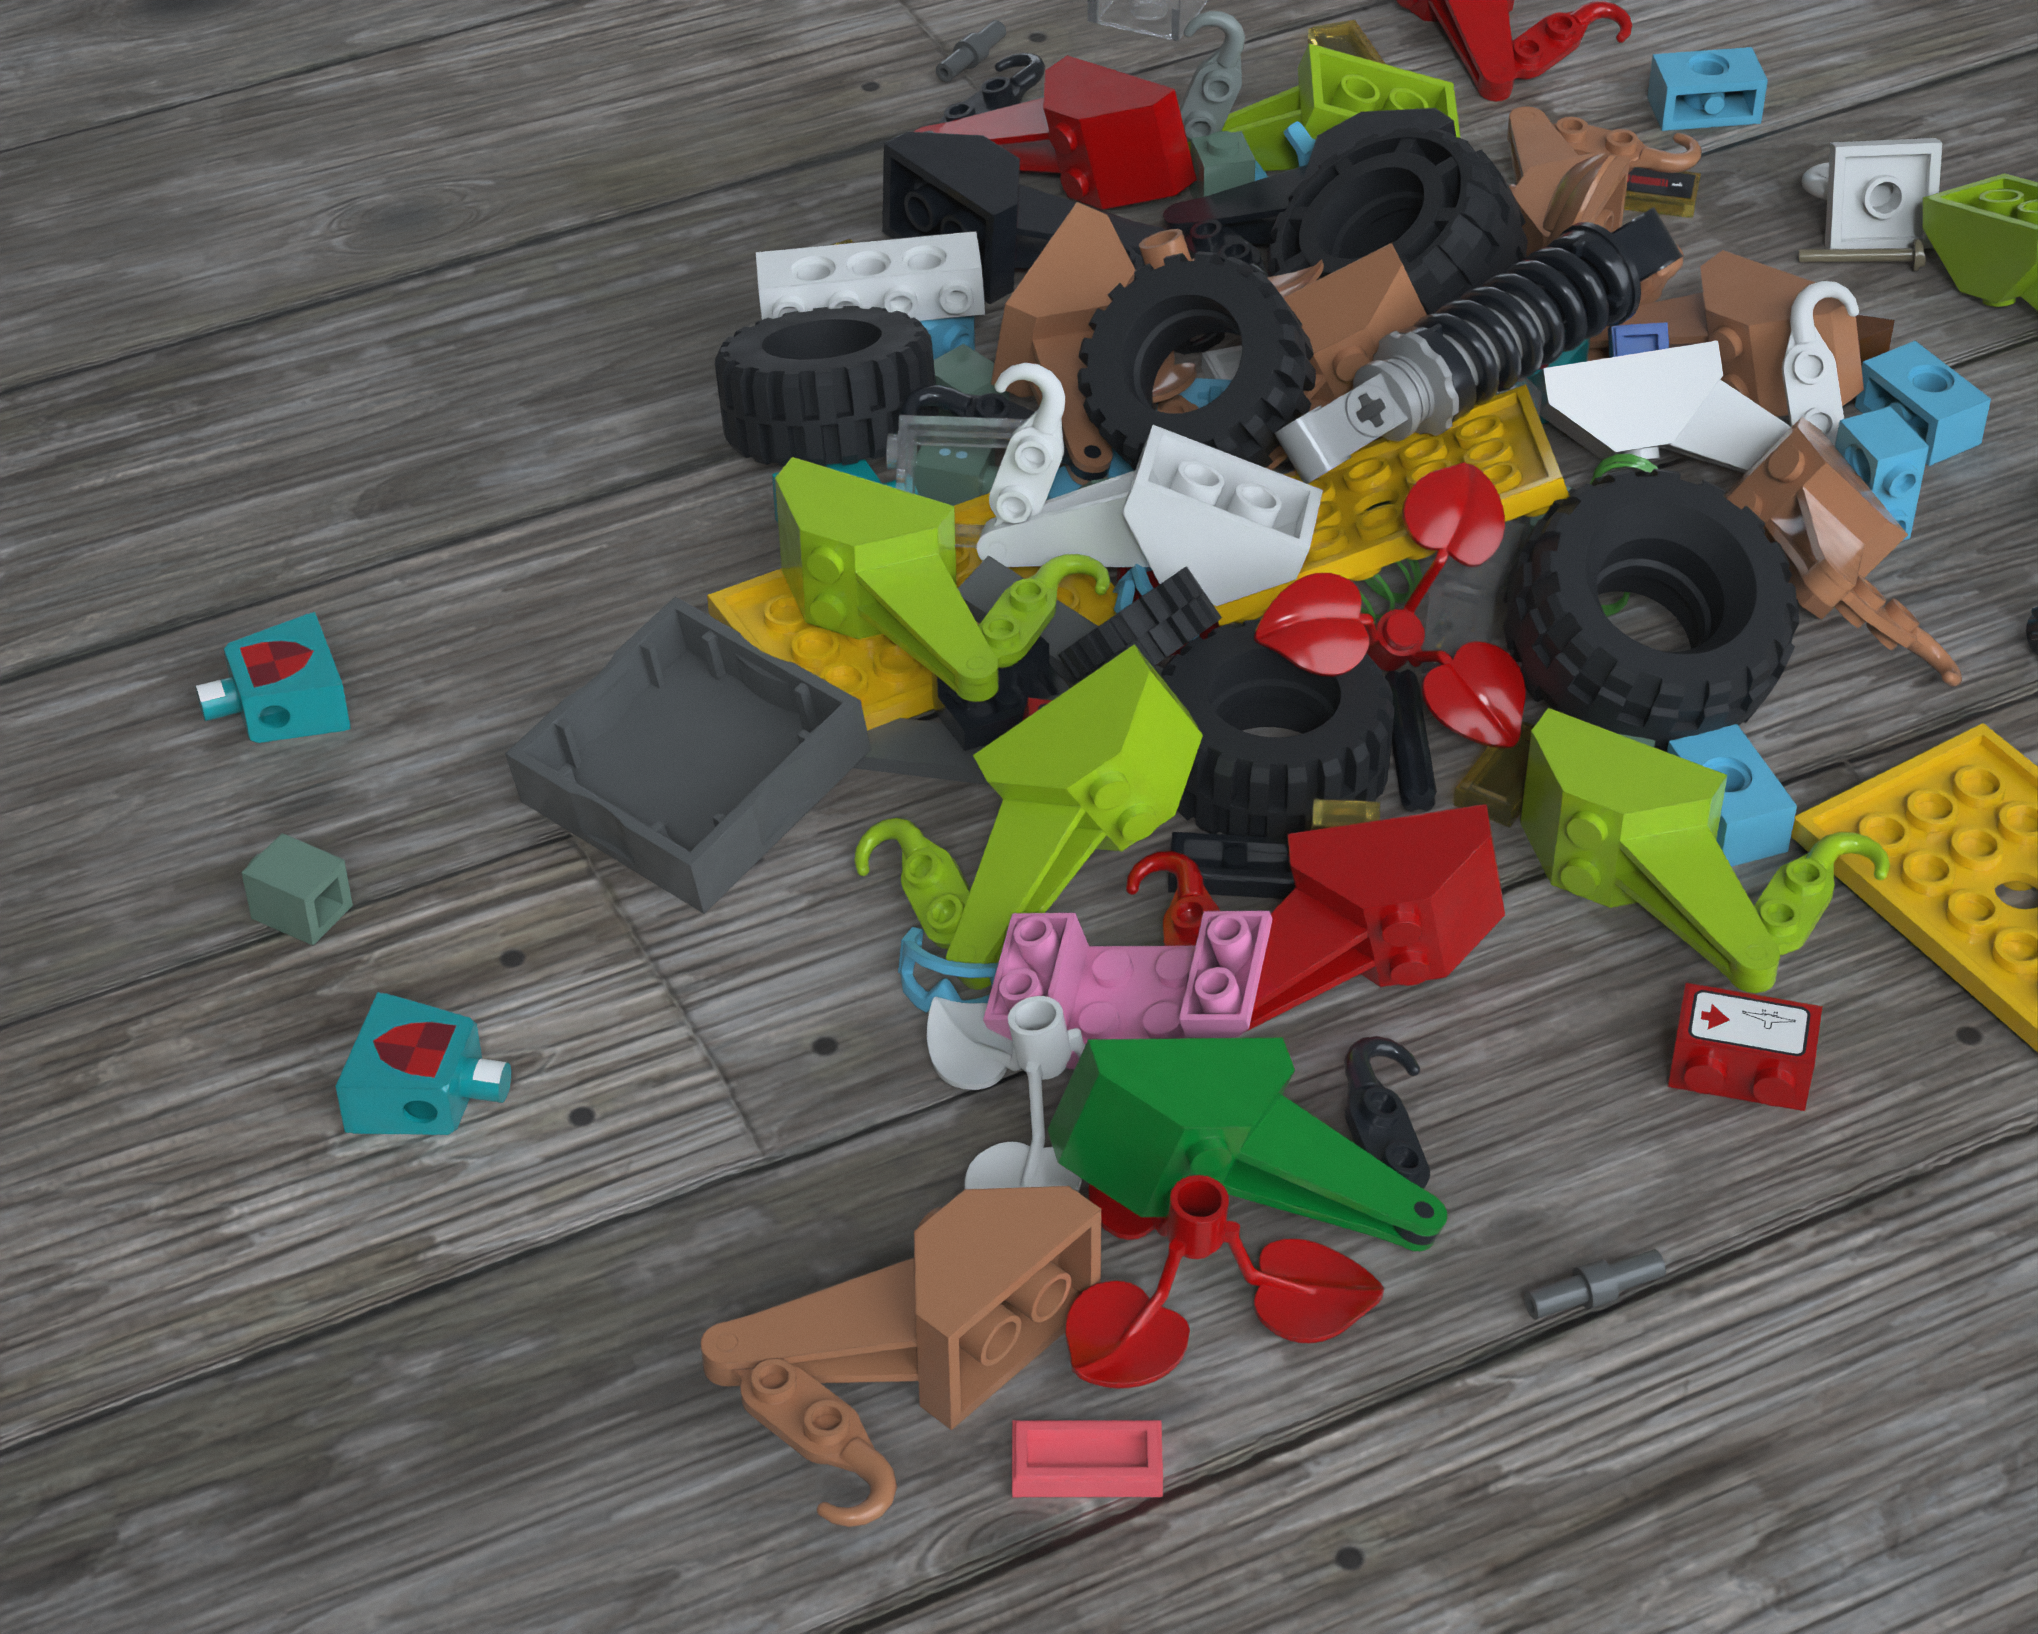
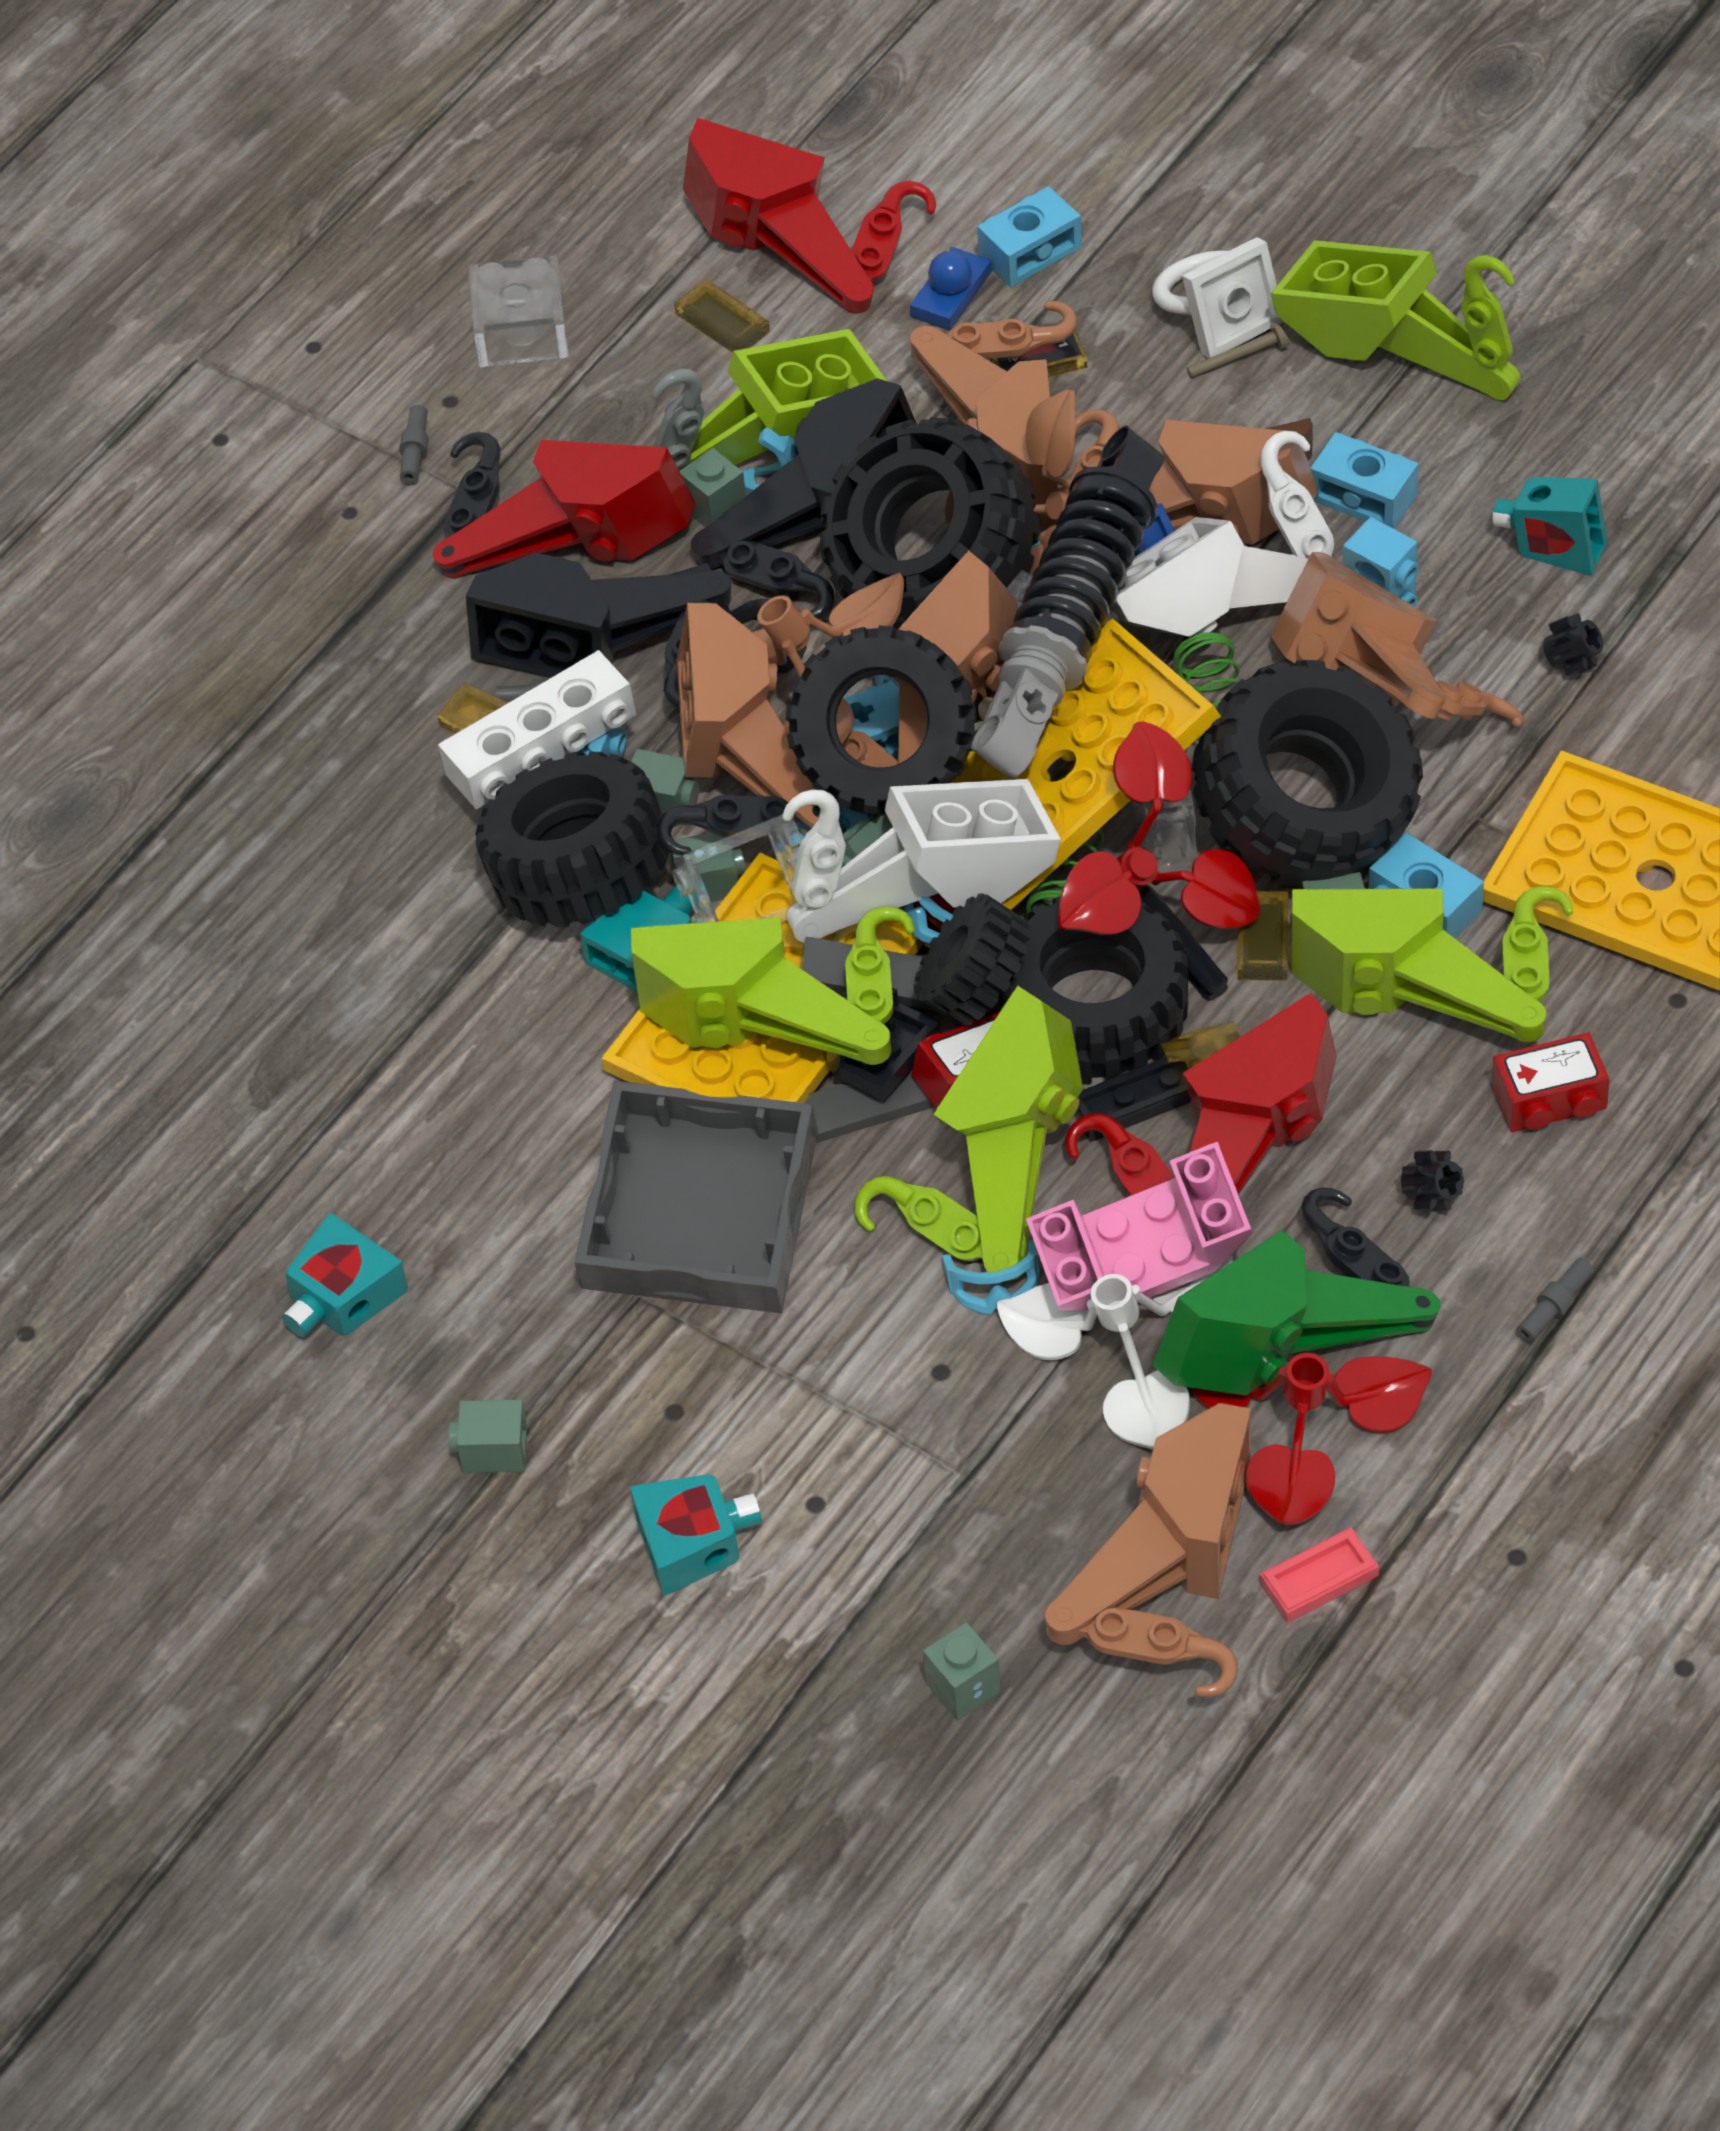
camera: 25 degrees left, 10 degrees up
(579, 1357) = (961, 1671): none -> sand green brick
(1545, 1088) = (1432, 1180): none -> black gear
(1601, 98) = (951, 286): none -> blue tile

